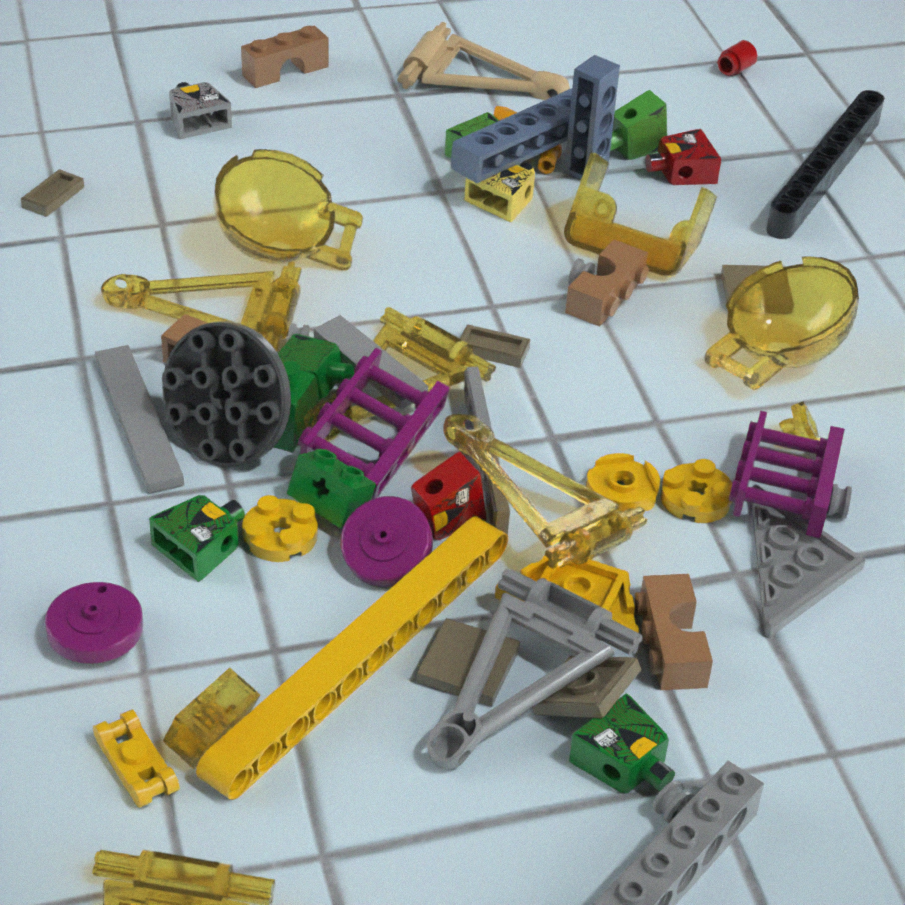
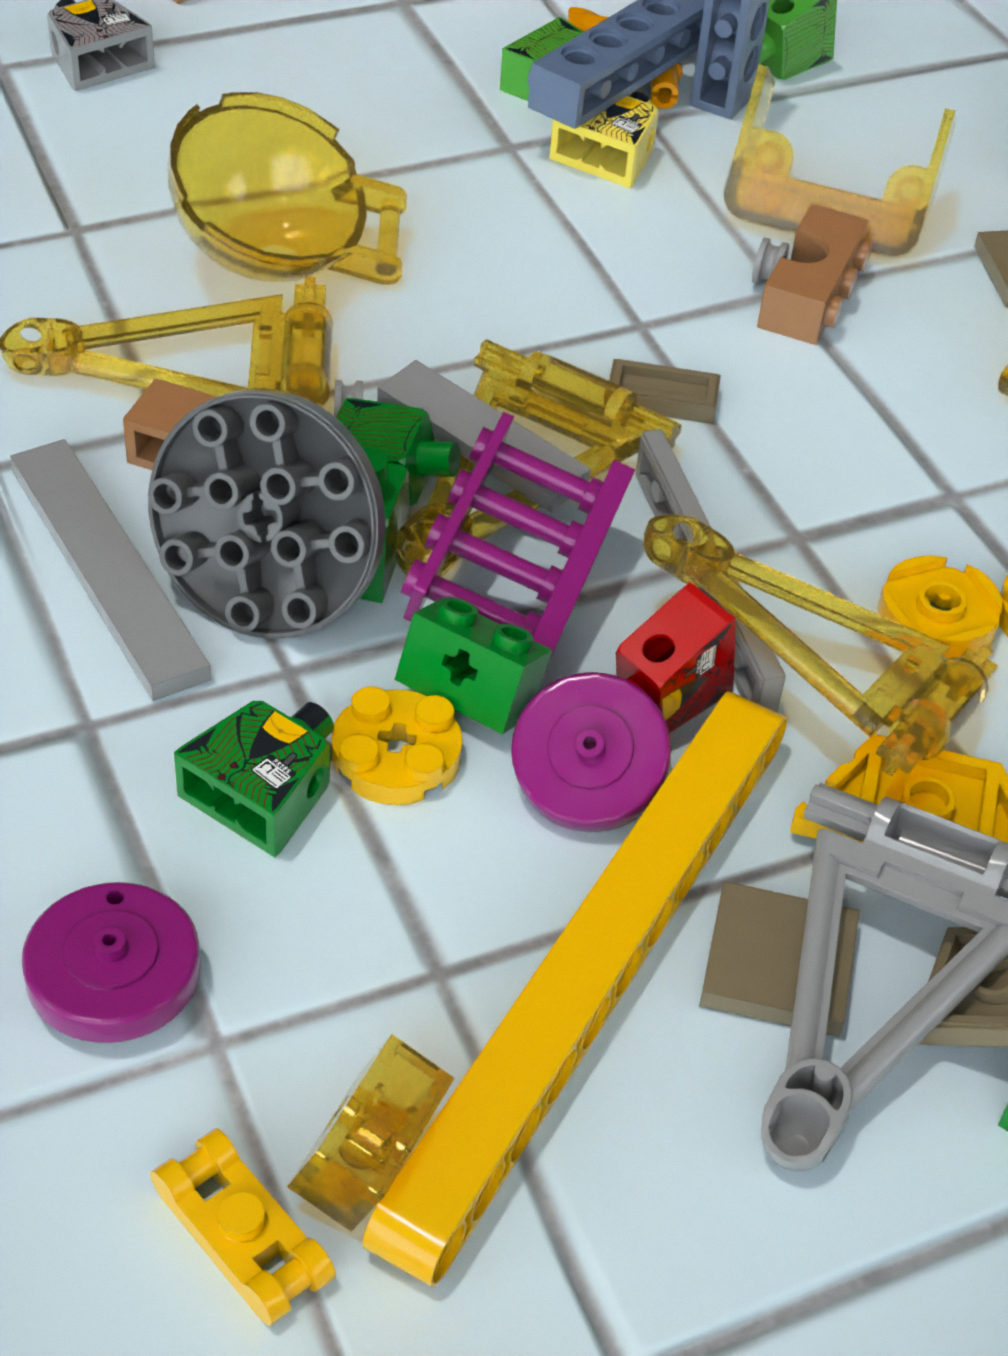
camera: 10 degrees left, 5 degrees up
(686, 159) = (874, 72): red torso -> none

